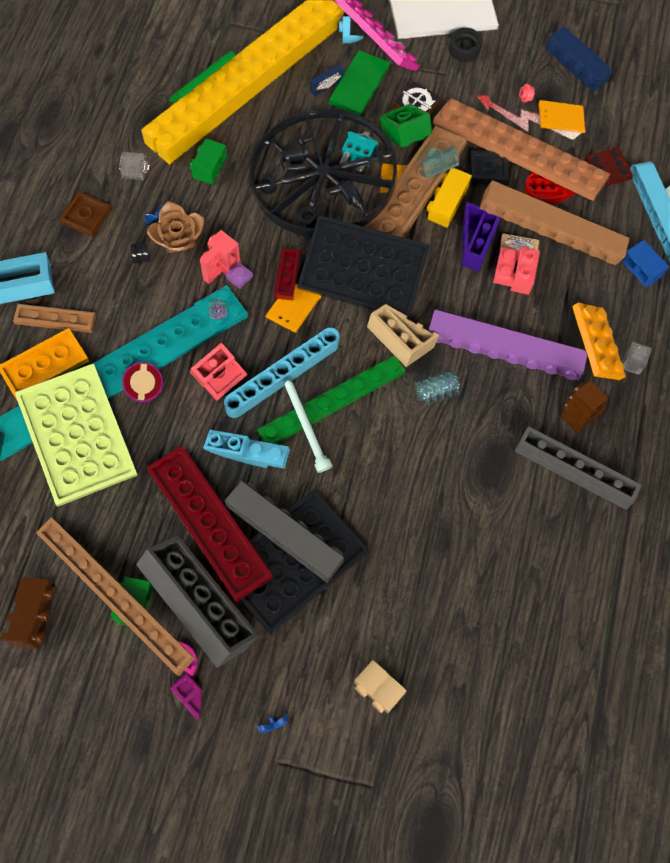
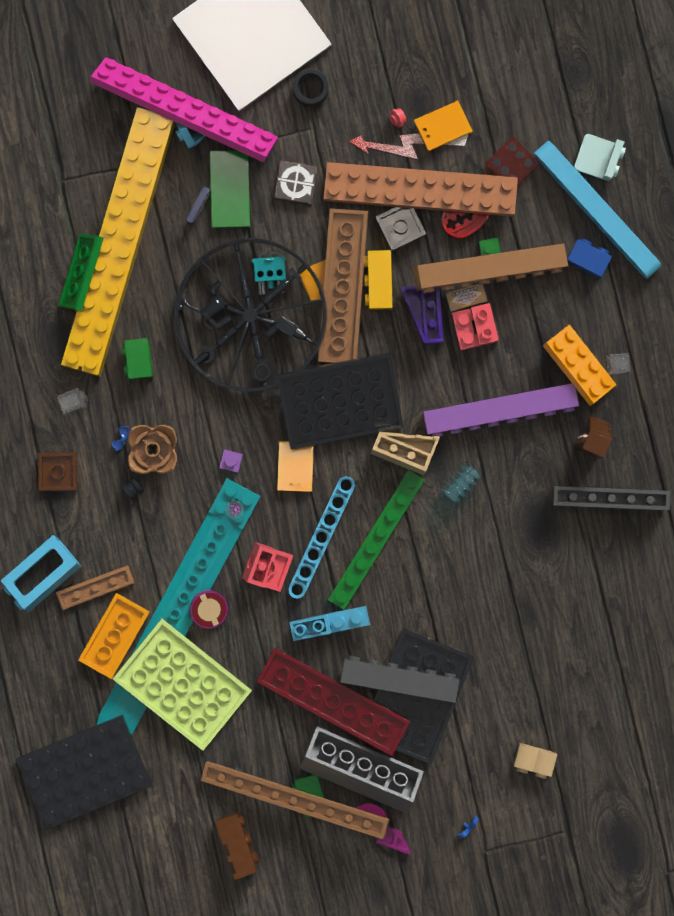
camera: 25 degrees left, 20 degrees up
(221, 257) = (209, 454): coral brick -> none
(287, 274) = (273, 438): dark red tile -> none
(322, 463) = (397, 601): light aqua piece -> none
(406, 125) = (302, 225): green brick -> none
(439, 161) = (354, 254): clear light blue tile -> none
(579, 59) = (430, 48): dark blue brick -> none

